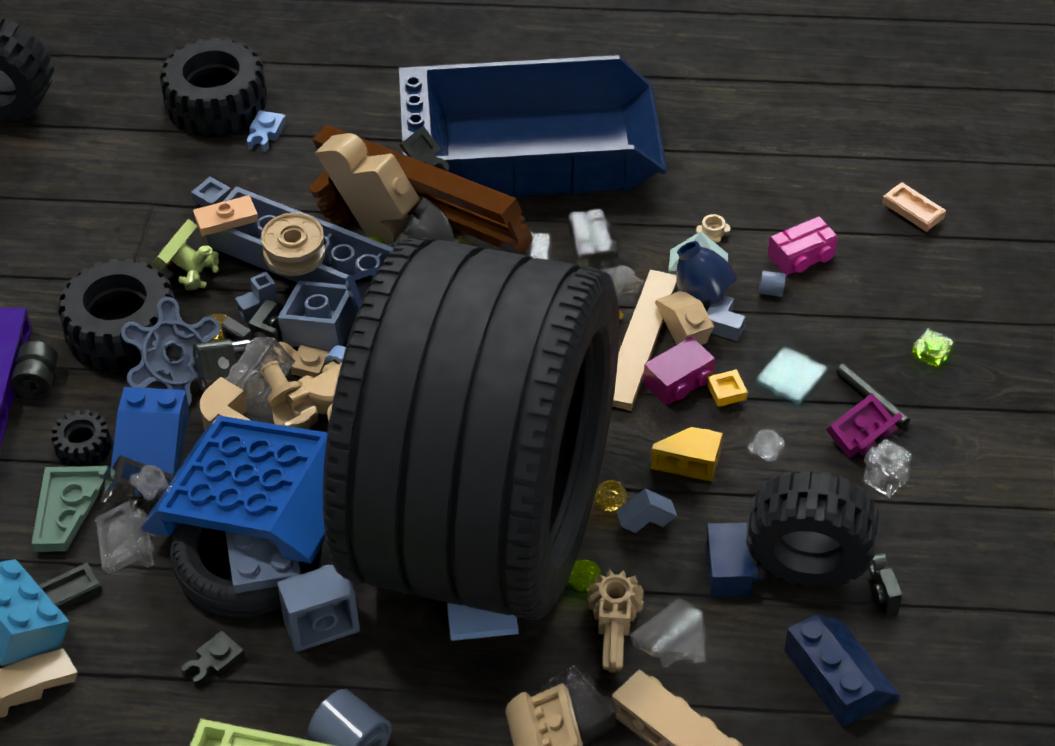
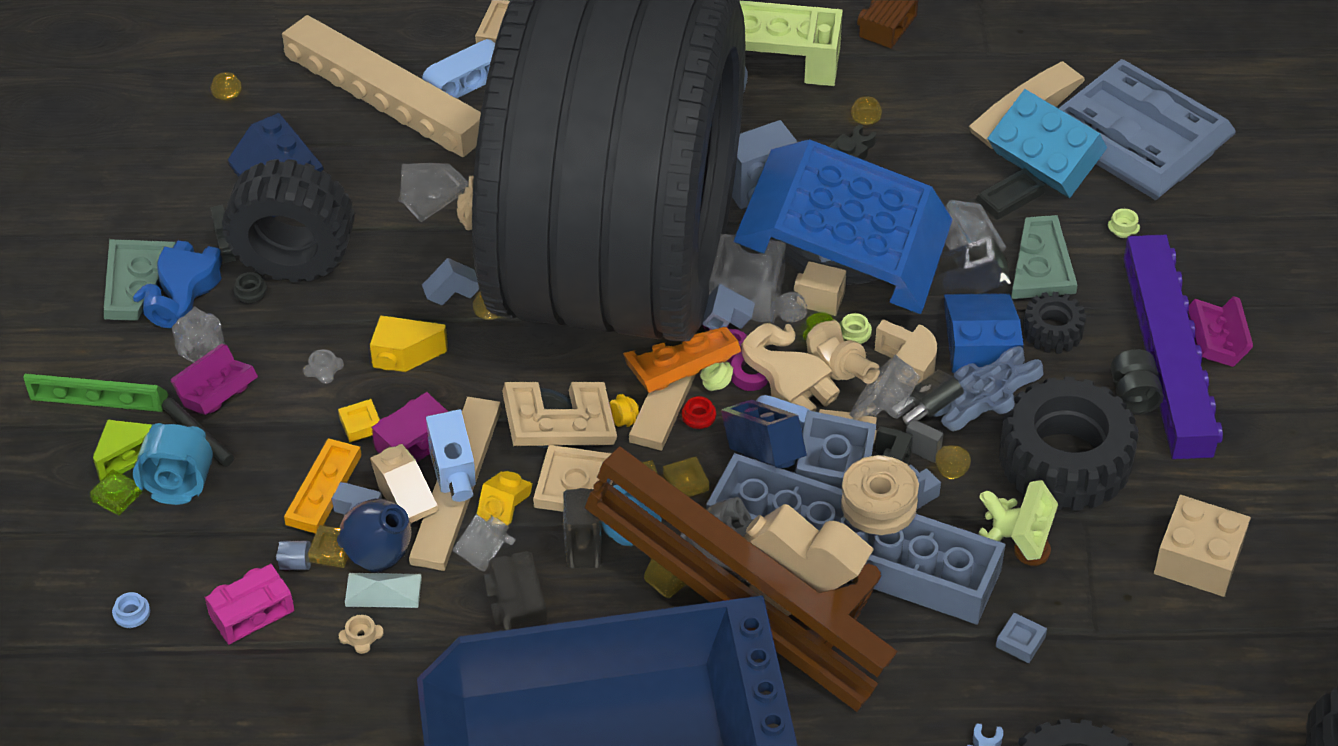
camera: 175 degrees right, 0 degrees up
(46, 240) = (1201, 545): none -> tan brick
(154, 476) = (956, 245): clear plate -> none
(181, 696) = (866, 110): none -> clear yellow plate
(225, 215) = (978, 542): light nougat plate -> none
(423, 148) = (736, 592): pearl dark grey plate -> none
(645, 312) = (451, 454): none -> light blue torso
(729, 560) = (371, 247): dark blue brick -> none
(744, 288) = (326, 548): none -> clear yellow plate
(754, 335) = (315, 495): none -> light orange plate
(791, 375) = (285, 454): clear light blue piece -> none
(884, 341) = (173, 463): none -> dark azure brick
(897, 253) = (127, 603): none -> light blue plate
(914, 206) = (93, 680): light nougat plate -> none
(916, 534) = (182, 278): none -> blue hips
(930, 374) = (119, 446): none -> lime slope
(969, 548) = (128, 269): none -> sand green wing
(974, 431) = (95, 392): none -> bright green slope

